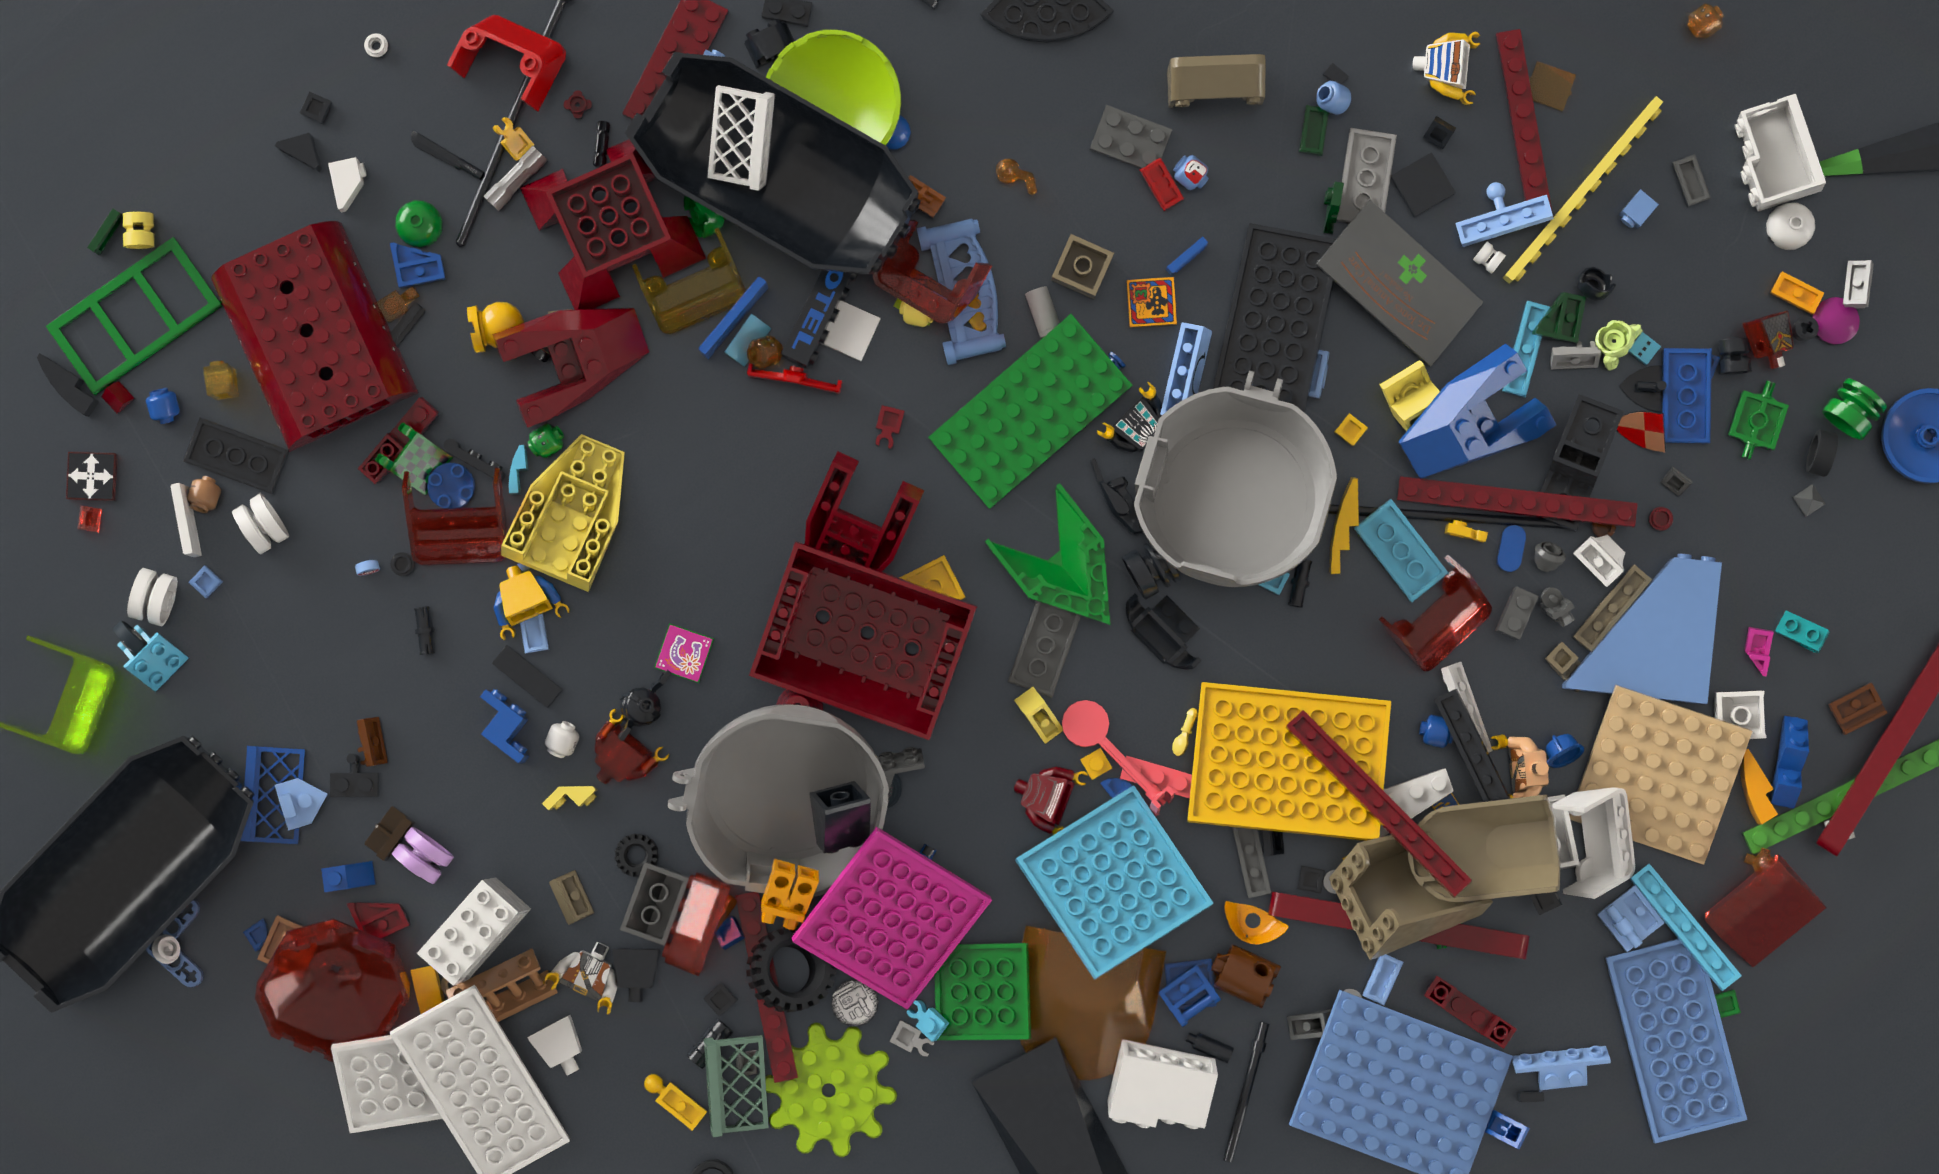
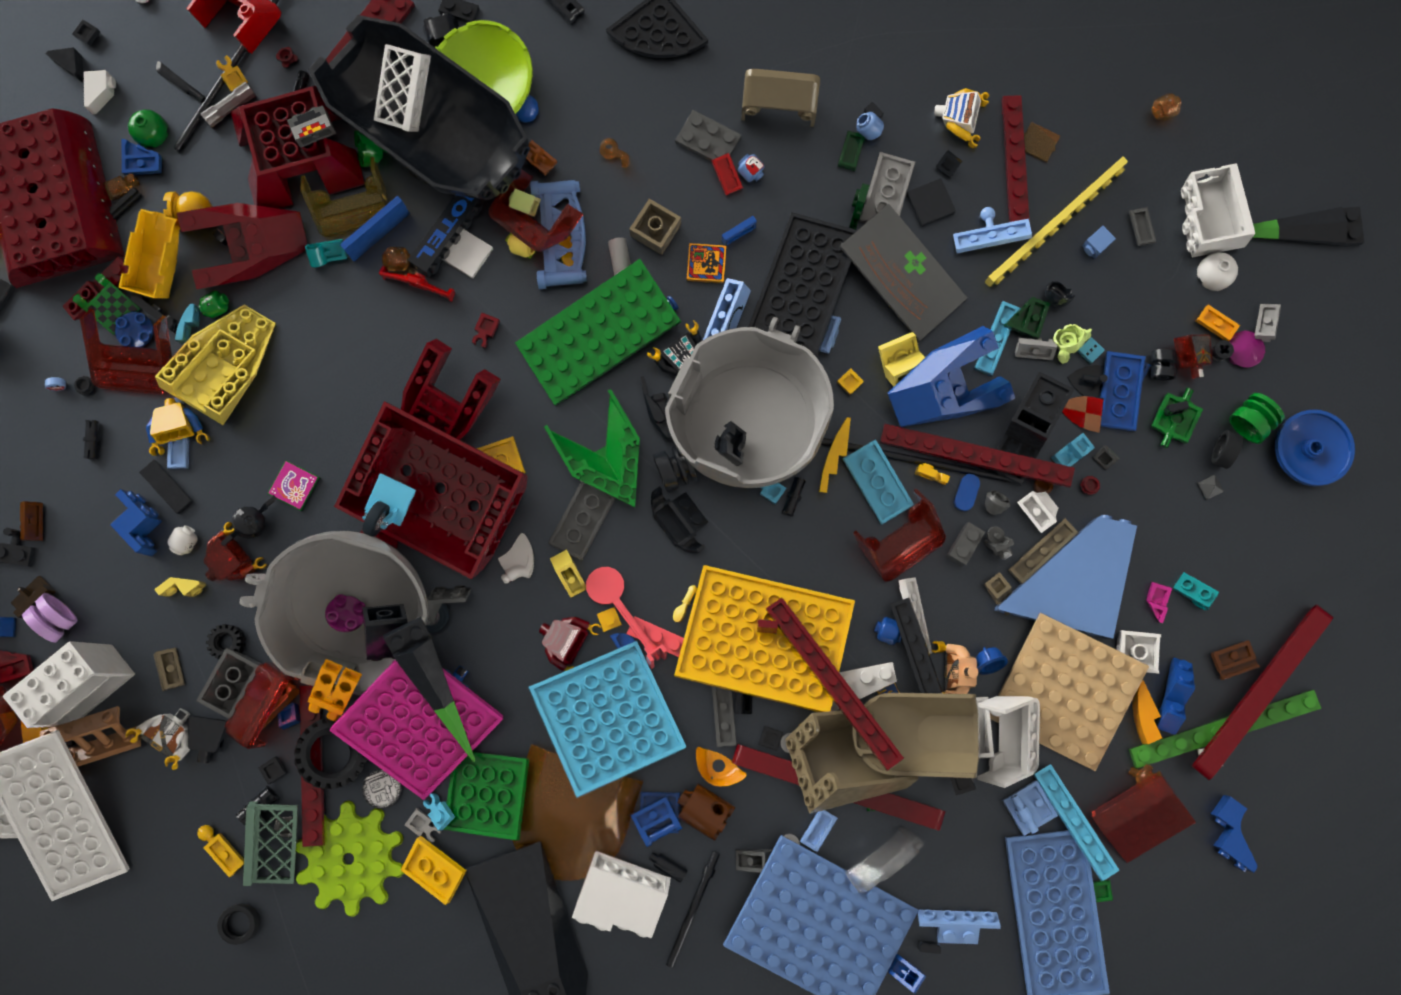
camera: 10 degrees right, 5 degrees down
(464, 391) = (151, 255): none -> yellow piece
(558, 1044) = (133, 789): white torso -> none
(643, 207) = (311, 126): none -> brick
(672, 354) = (325, 252): none -> teal plate
(751, 329) = (389, 239): medium azure slope -> none
(784, 801) = (344, 613): none -> magenta dish
(817, 665) = (386, 505): none -> medium azure plate
(890, 844) = (418, 658): none -> black plate
(914, 259) = (524, 202): none -> yellowish green brick
(934, 1088) = (433, 870): none -> yellow plate
(974, 708) = (518, 560): none -> white arm
(1217, 532) = (730, 443): none -> black cylinder
(1290, 747) = (767, 626): none -> dark red tile
(1465, 1002) = (885, 861): none -> clear windscreen
(1470, 1012) = (901, 880): dark red slope -> none
(1485, 253) = (973, 259): white wheel -> none
(1635, 479) = (1073, 451): none -> medium azure slope
(1754, 411) = (1176, 408): none -> black tile
(1874, 926) = (1231, 841): none -> blue arch

